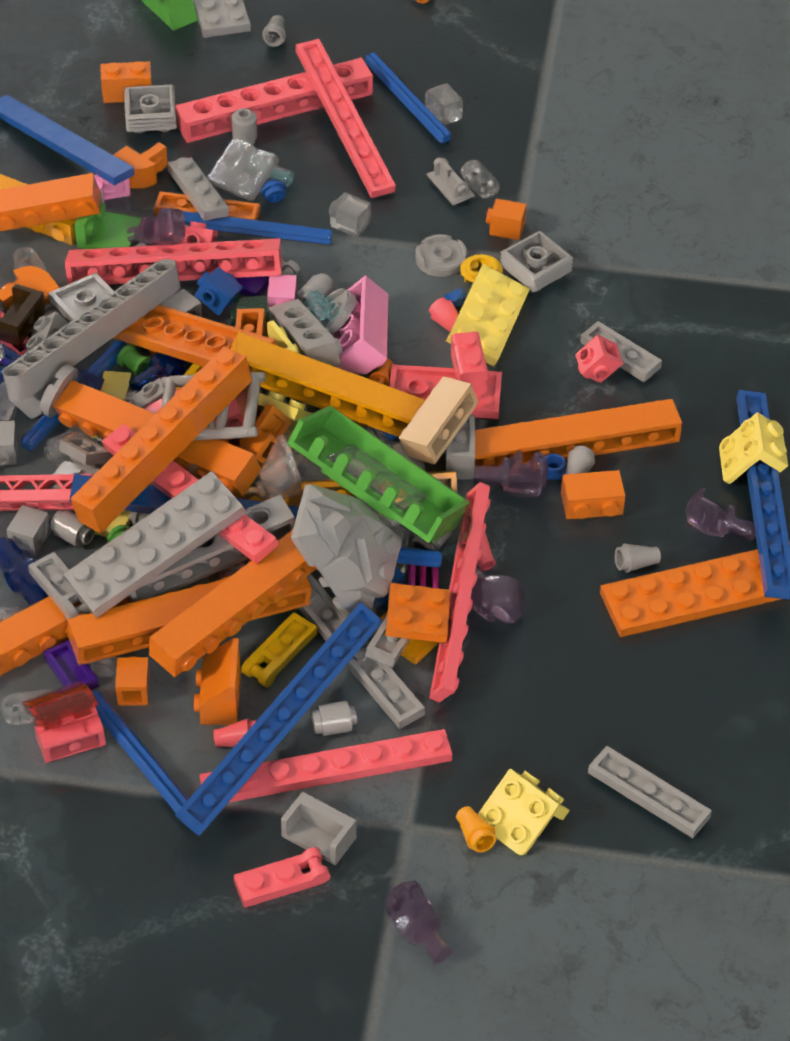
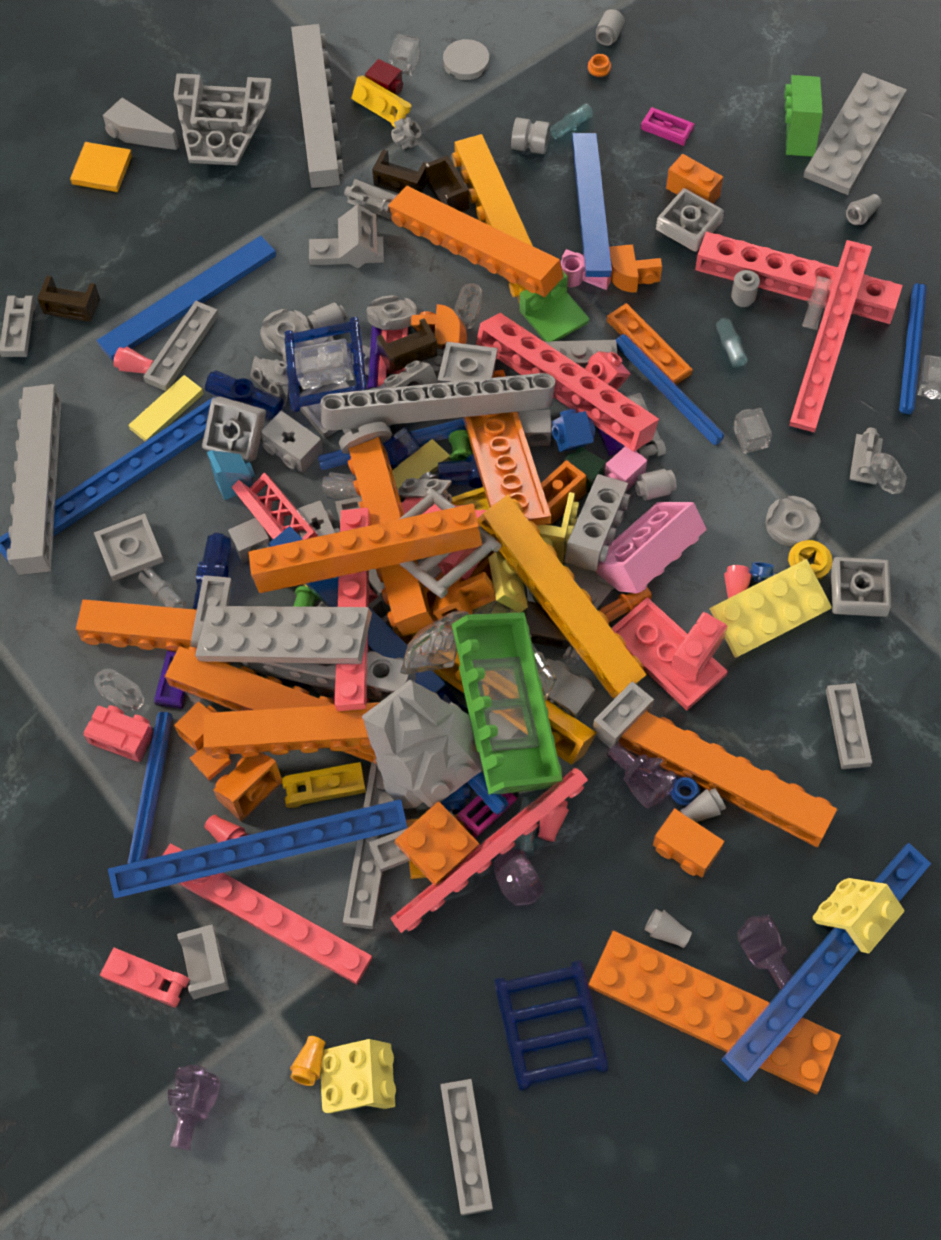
camera: 45 degrees right, 15 degrees up
(52, 706) = (120, 710): clear red slope -> none
(59, 60) = (665, 128): none -> dark pink tile
(85, 451) = (337, 499): light grey plate -> none
(161, 229) = (579, 343): piece -> none
(166, 700) = (207, 765): none -> orange tile
(198, 189) = (654, 322): light grey plate -> none
(243, 169) = (706, 328): clear slope -> none
(274, 191) = (713, 364): blue plate -> none
(310, 104) = (817, 302): none -> clear pin
(319, 305) = (634, 503): clear light blue axle -> none
(333, 718) = (301, 877): light grey brick -> none
(342, 306) = (644, 517): light grey tile -> none
(438, 420) = (613, 684): tan brick -> none
(506, 219) = (877, 527): orange brick -> none
(599, 359) = (816, 721): coral brick -> none
(616, 706) = (517, 1047): none -> clear blue bar

